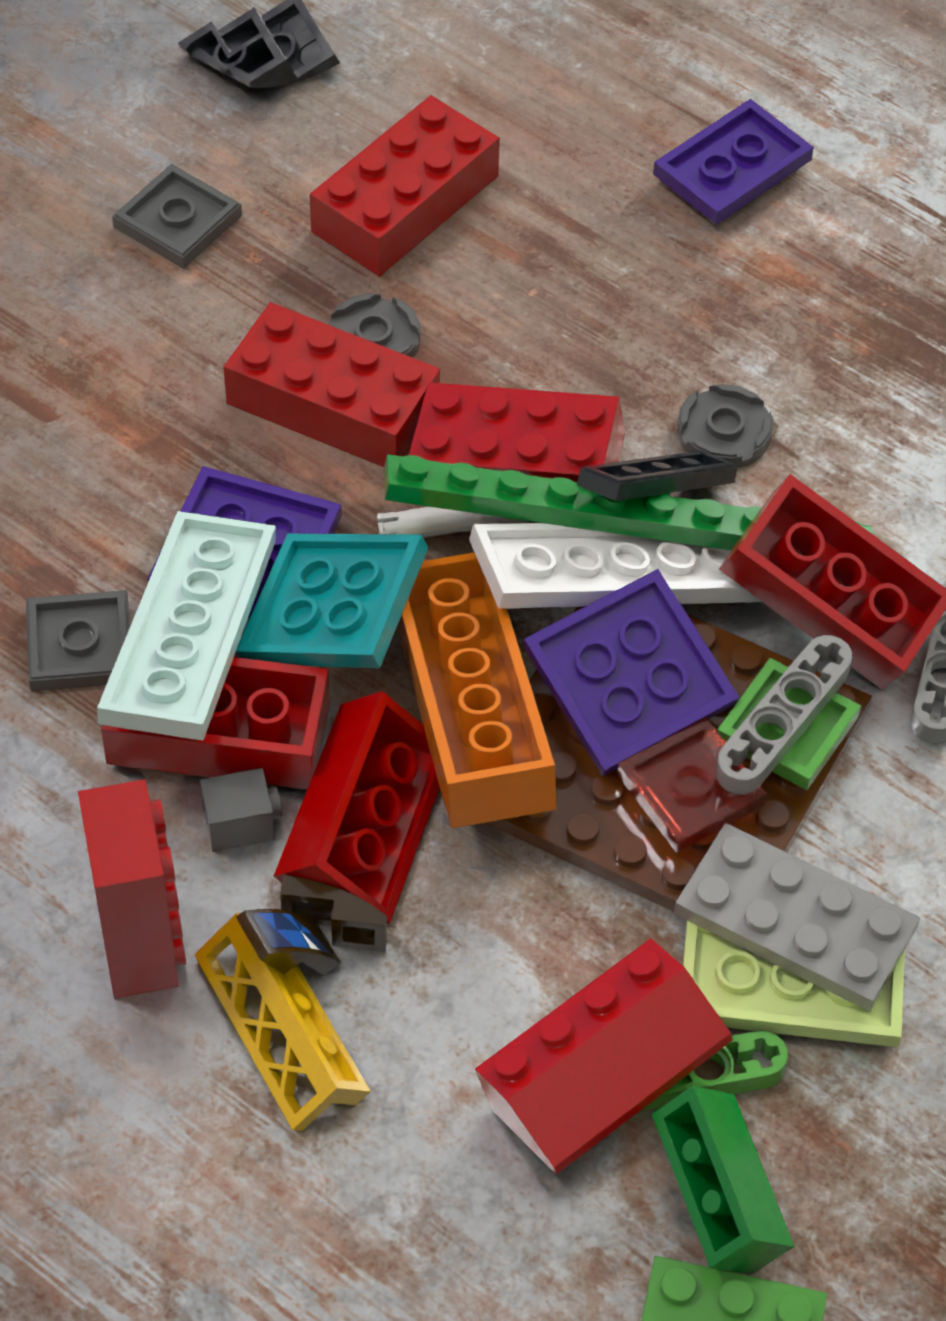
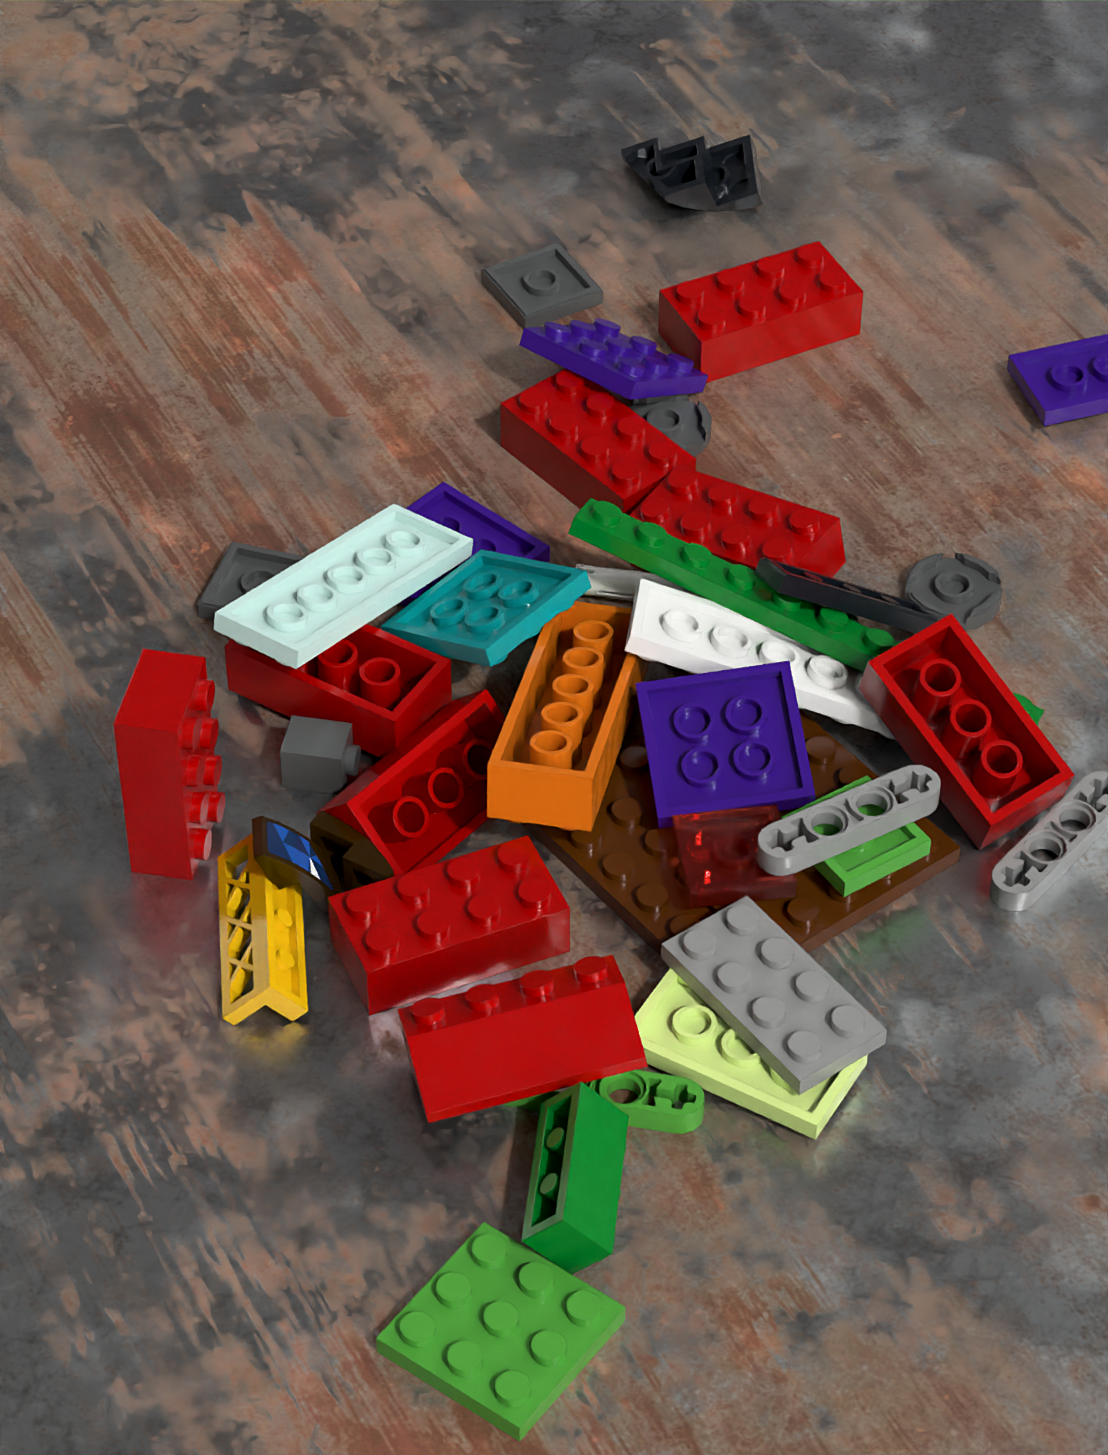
camera: 25 degrees right, 10 degrees down
(302, 281) = (613, 359): none -> dark purple plate
(460, 951) = (449, 924): none -> red brick

